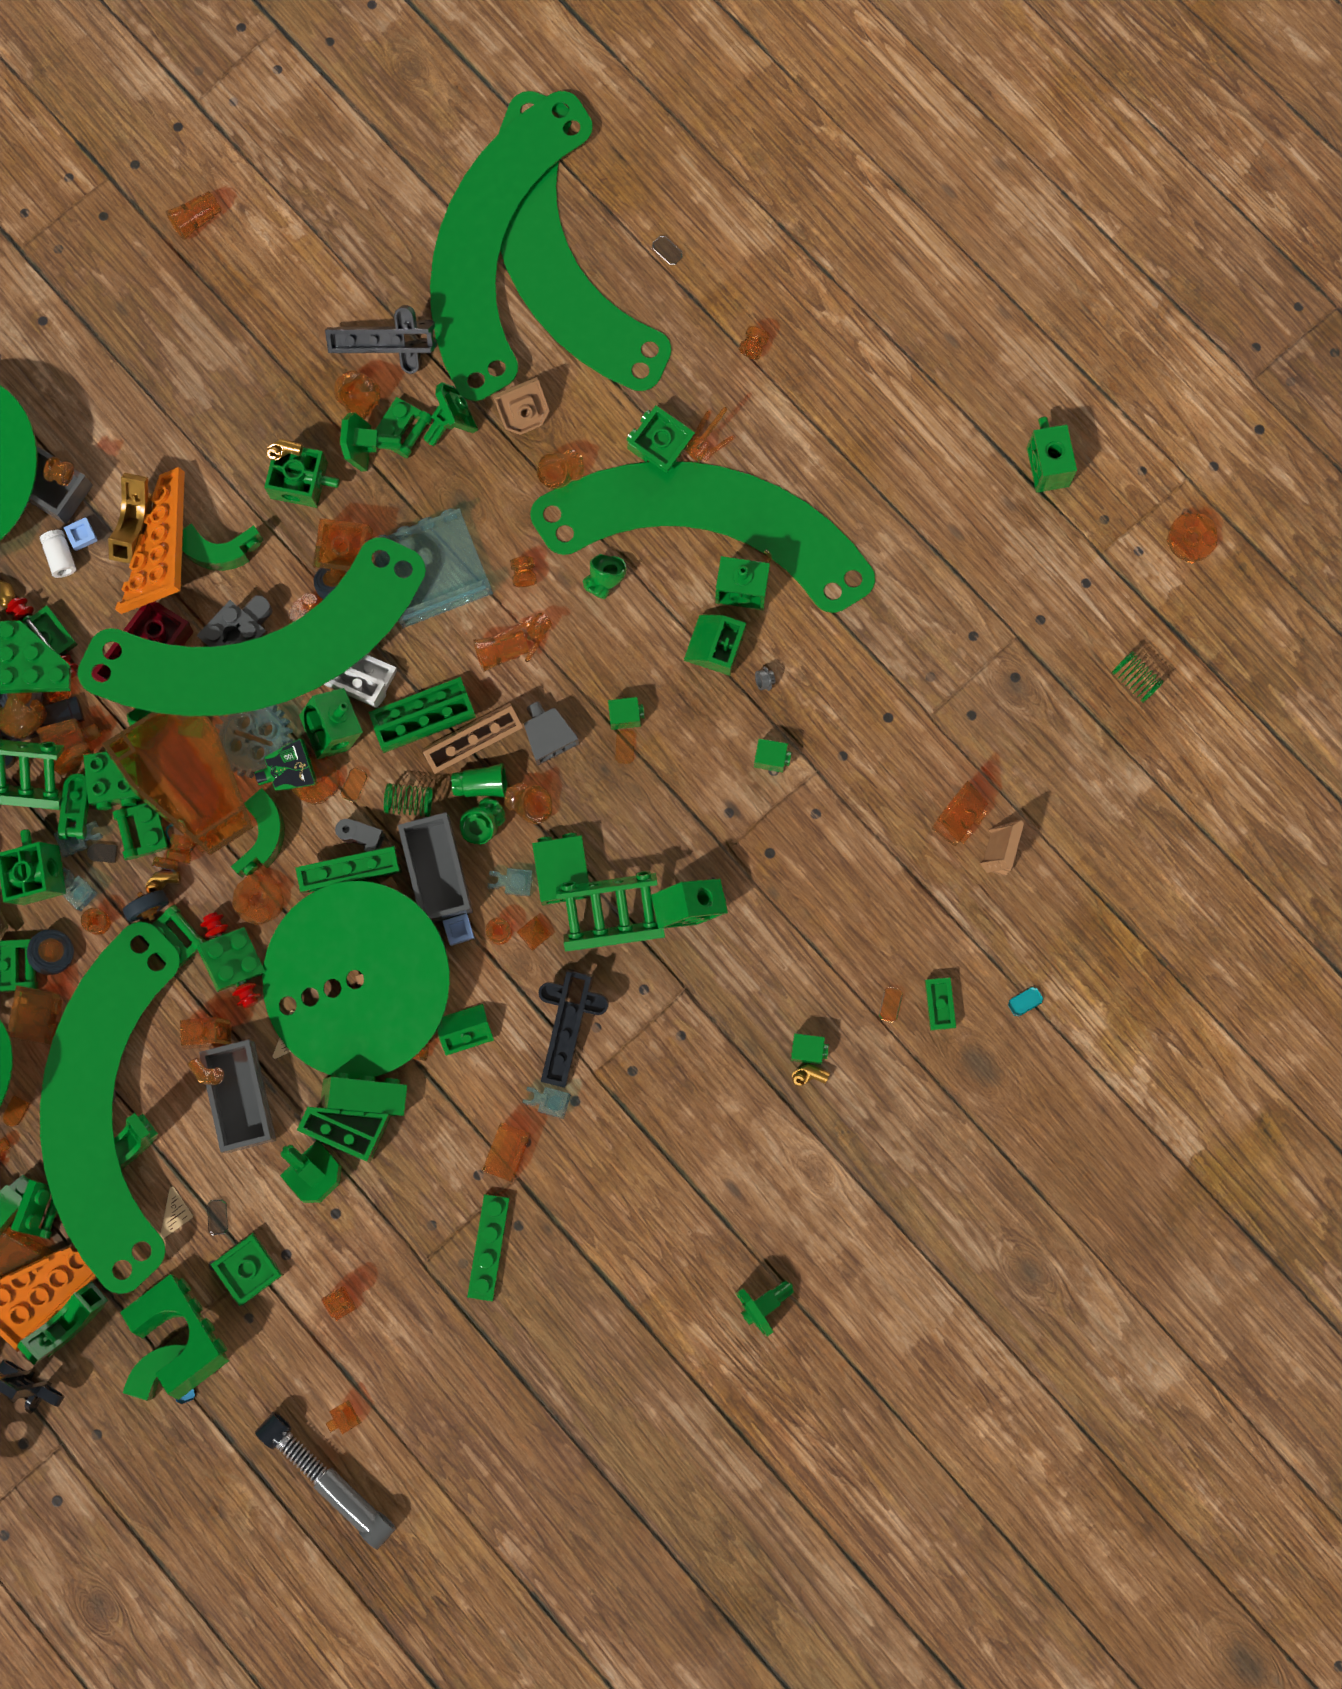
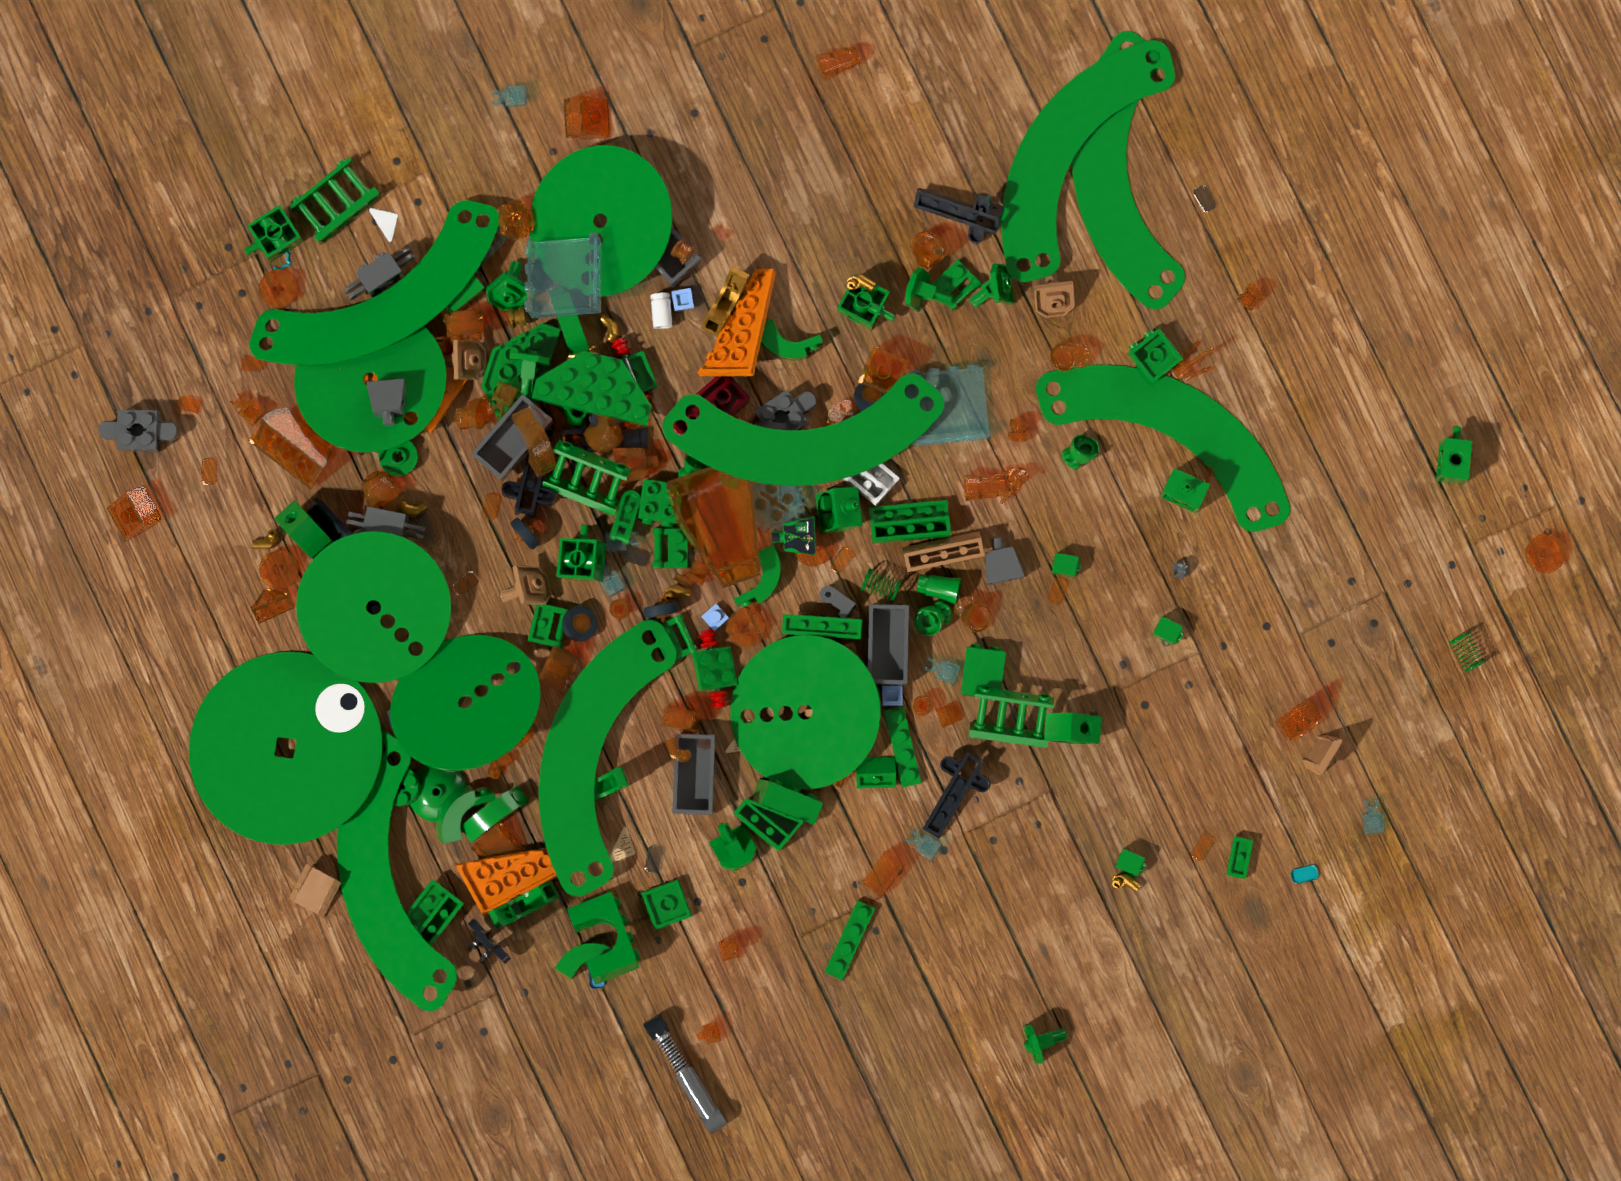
camera: 15 degrees right, 5 degrees up
(32, 1210) = (524, 816): green plate -> none
(217, 897) = (715, 617): none -> light blue plate
(489, 988) = (902, 747): none -> green plate
(716, 643) = (1150, 530): green slope -> none
(1088, 912) = (1372, 821): none -> clear light blue plate

